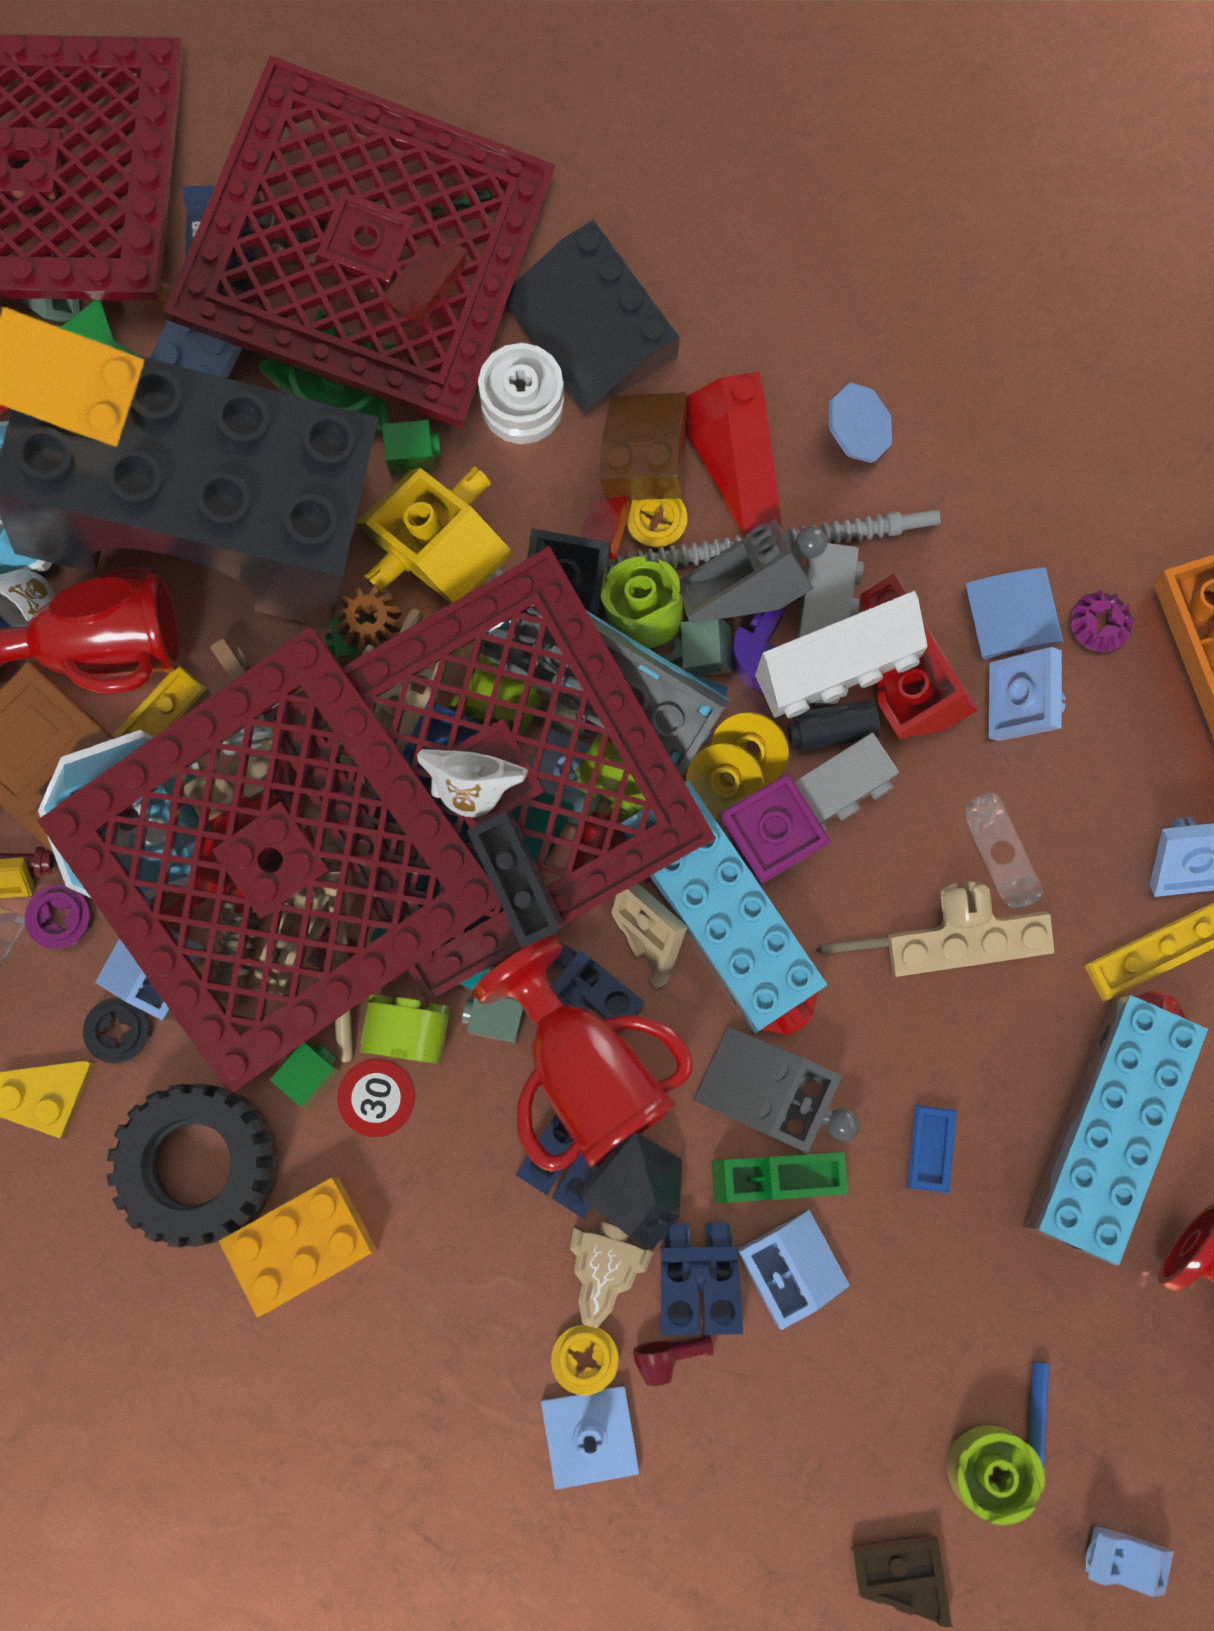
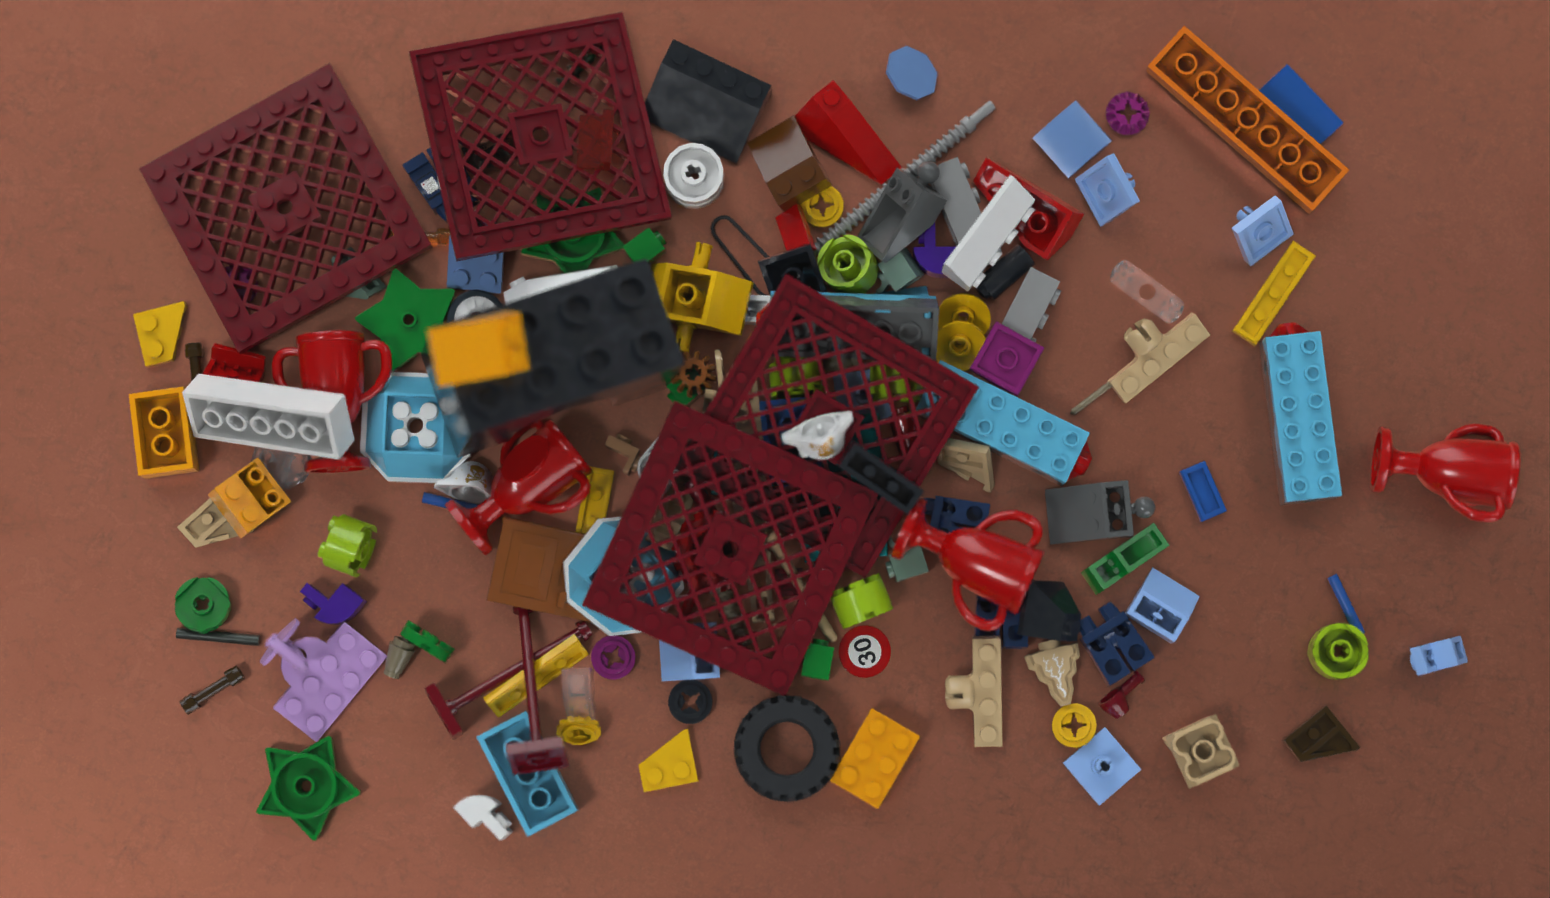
camera: 25 degrees left, 5 degrees up
(488, 1240) = (981, 691): none -> tan plate
(509, 504) = (729, 253): none -> black piece
(733, 1501) = (1201, 750): none -> tan piece

